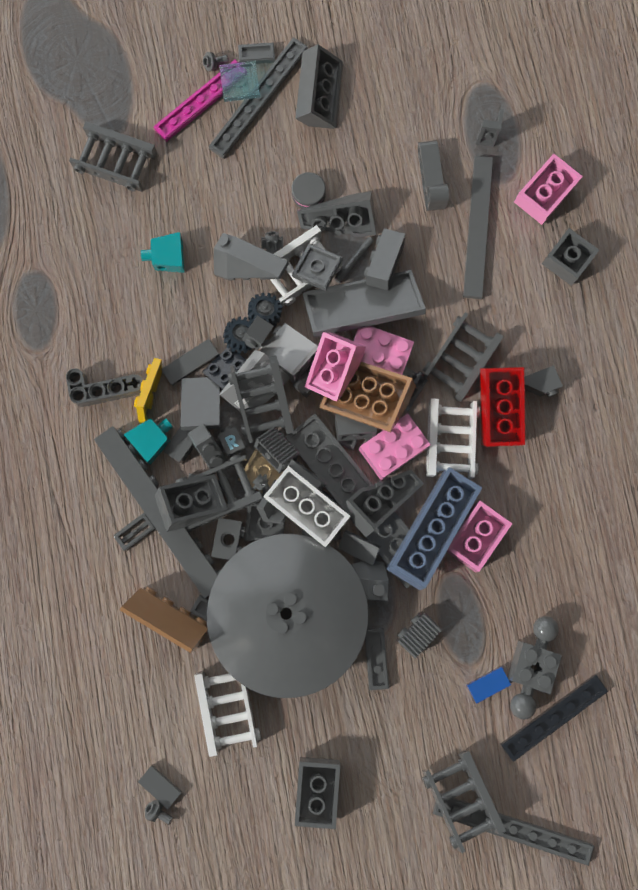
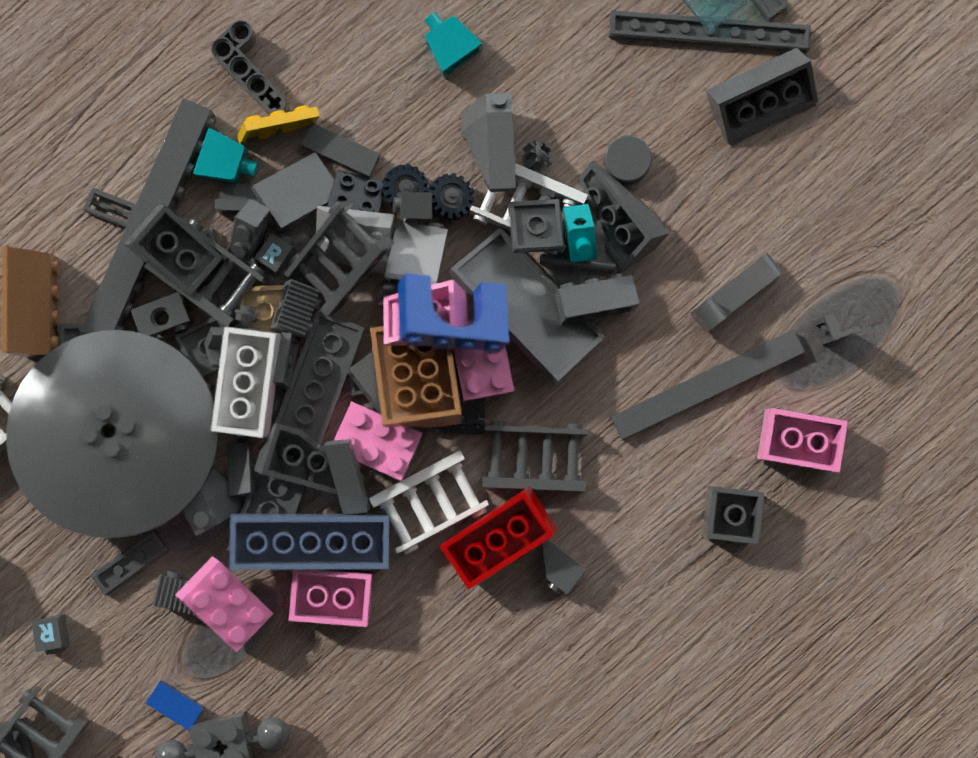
camera: 60 degrees right, 5 degrees up
(339, 241) = (580, 238): none -> teal torso
(343, 364) = (422, 326): none -> blue arch
(393, 740) = (50, 634): none -> dark grey brick
(407, 477) = (347, 476): none -> dark grey tile
(443, 608) = (224, 604): none -> bright pink brick

